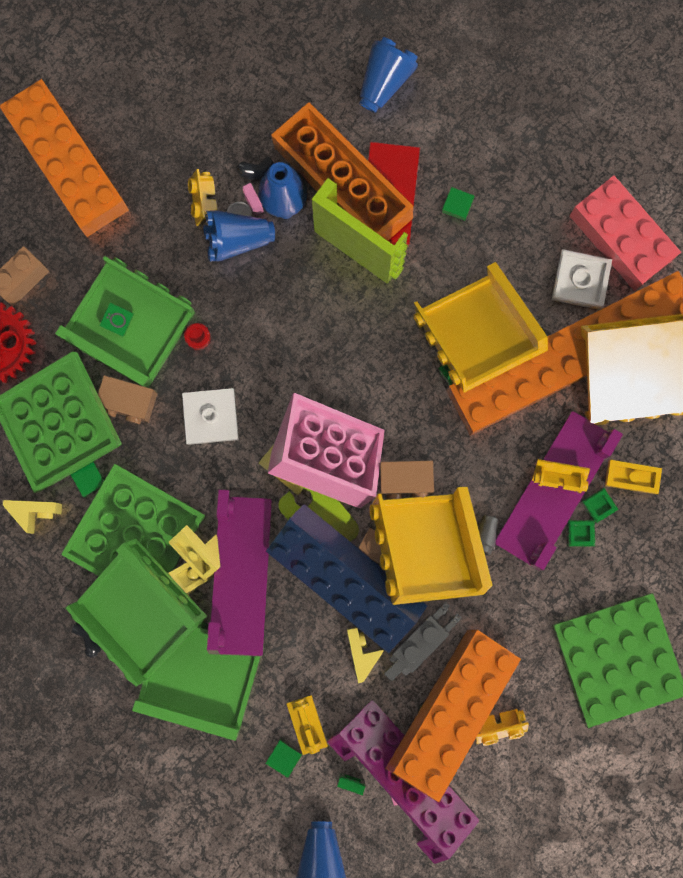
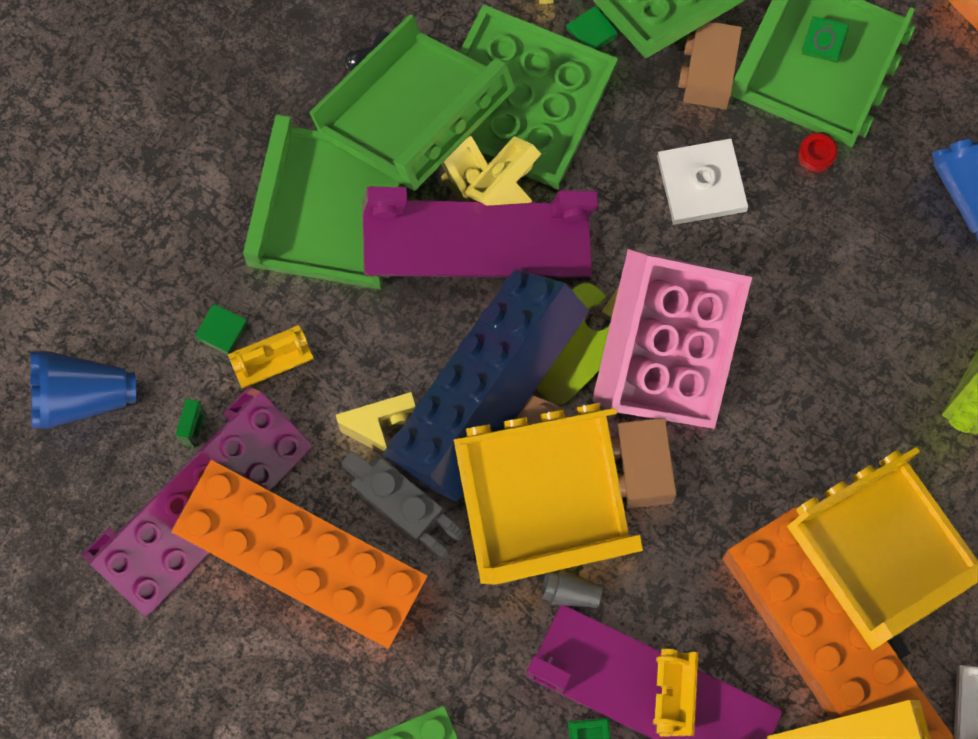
camera: 85 degrees right, 10 degrees down
(510, 726) = (277, 620): yellow hinge -> none

